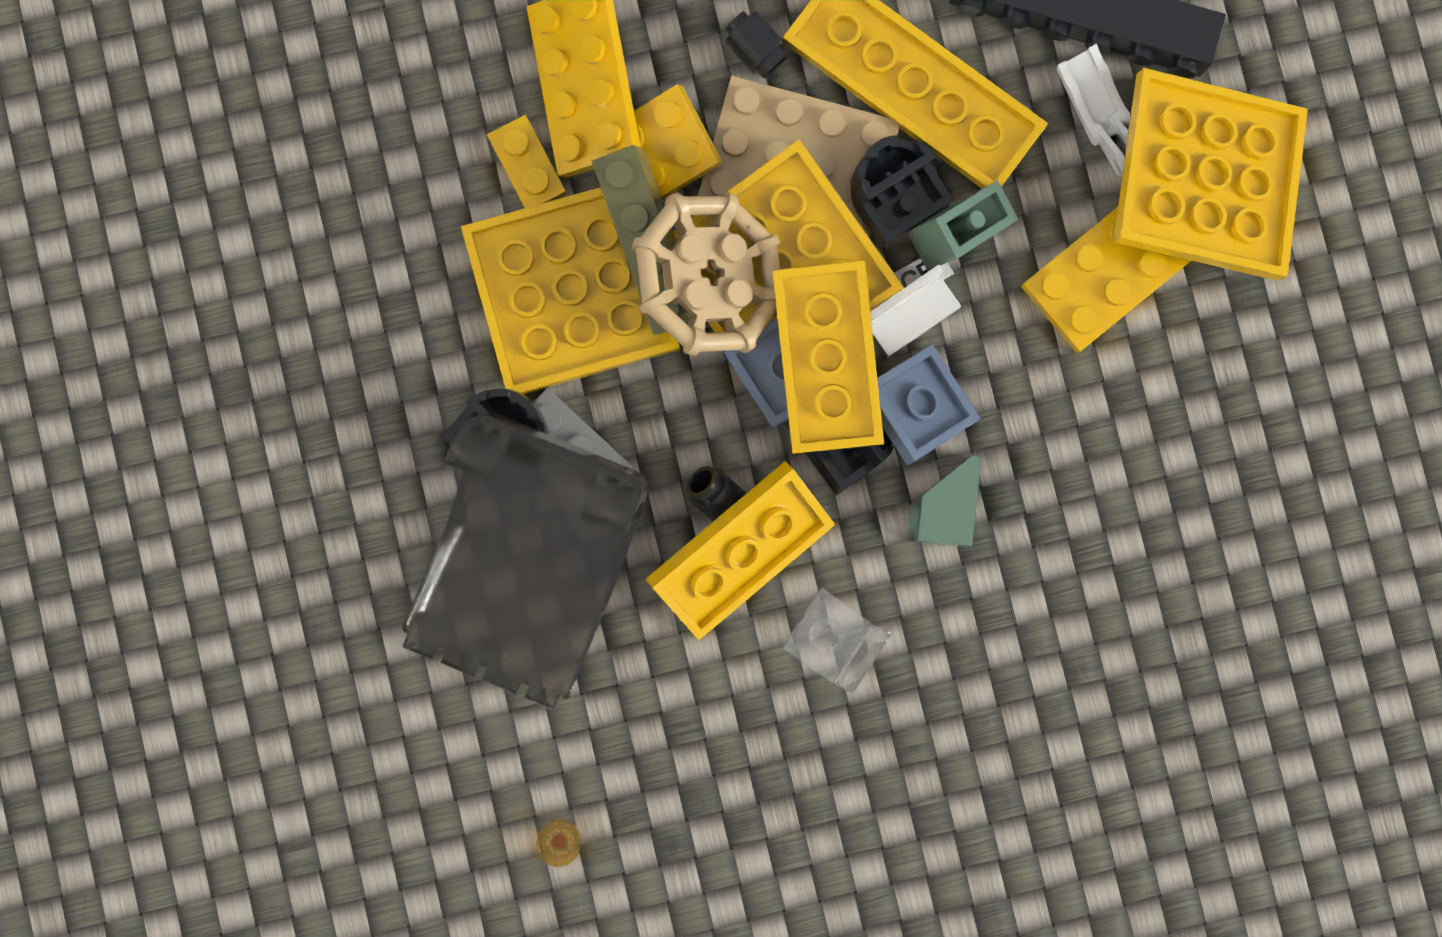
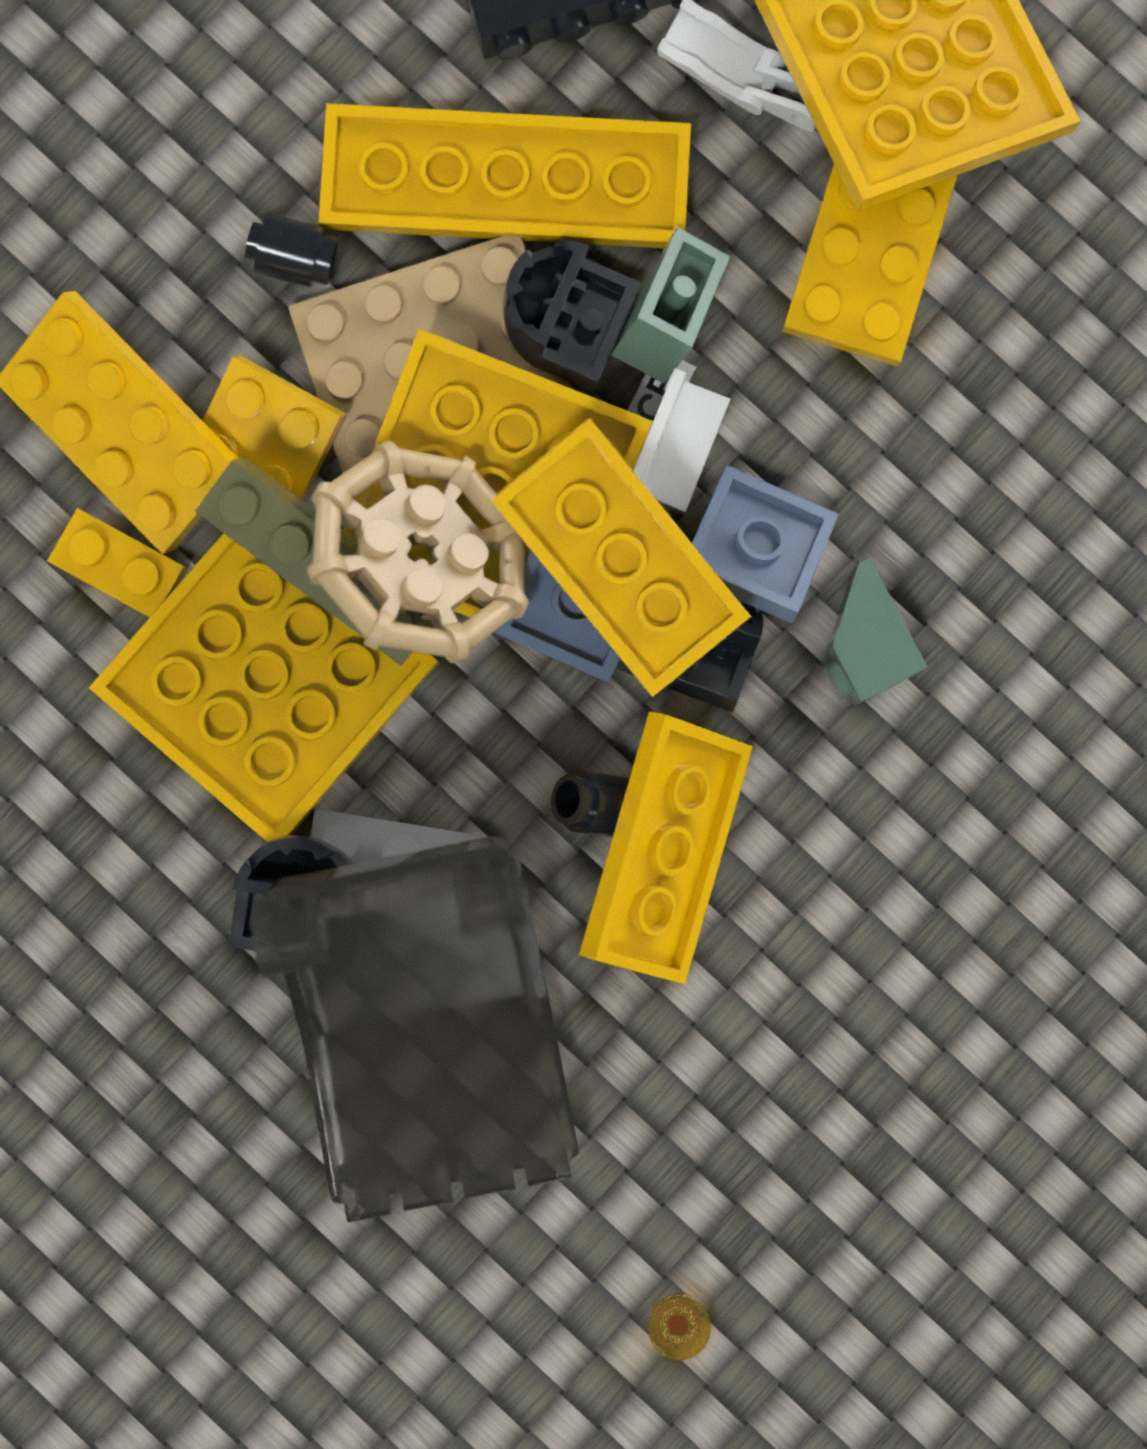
camera: 35 degrees left, 0 degrees up
(836, 641) = (844, 880): clear piece -> none

